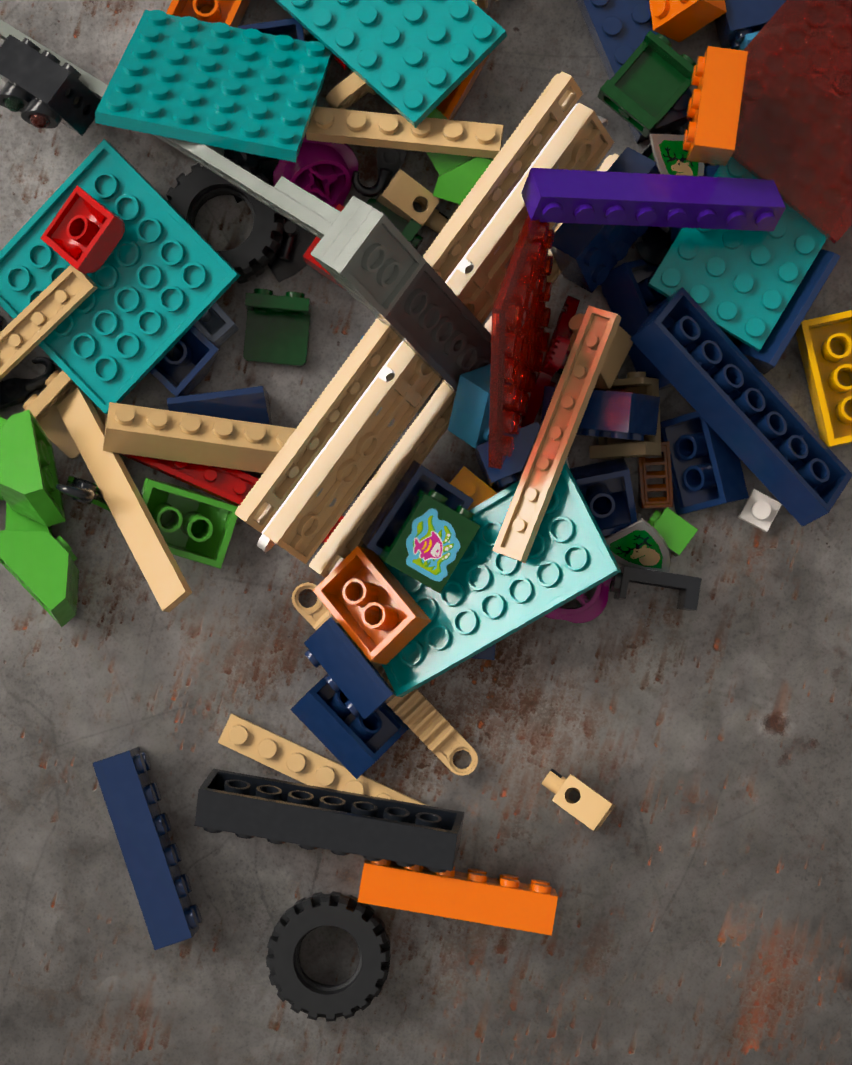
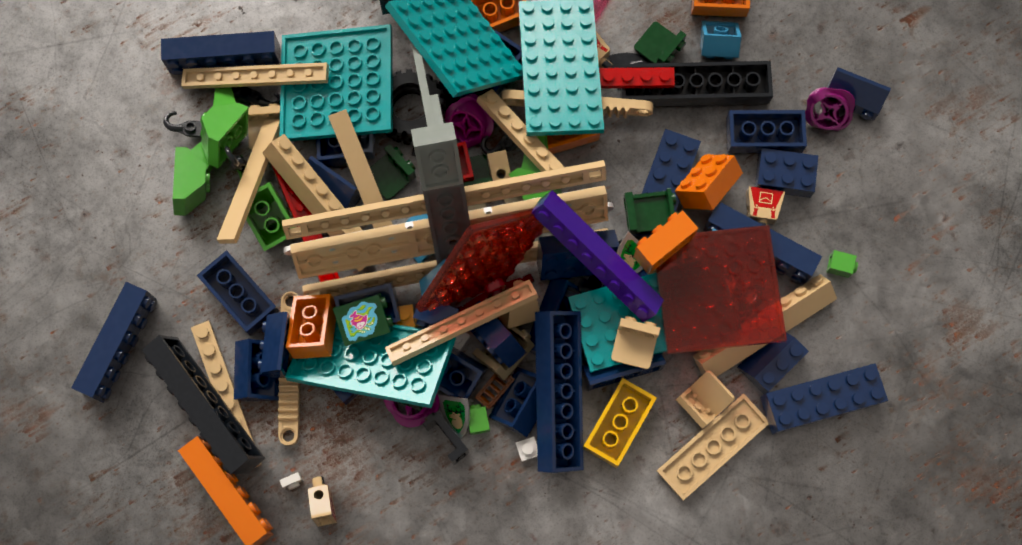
camera: 35 degrees right, 10 degrees down
(84, 232) = (343, 54): red slope -> none
(234, 354) = (356, 160): none -> tan tile
(236, 648) = (237, 292): none -> dark blue brick
(322, 999) = (119, 461): black tyre -> none
(519, 809) = (292, 481): none -> white plate
(785, 265) = (635, 343): none -> tan bracket

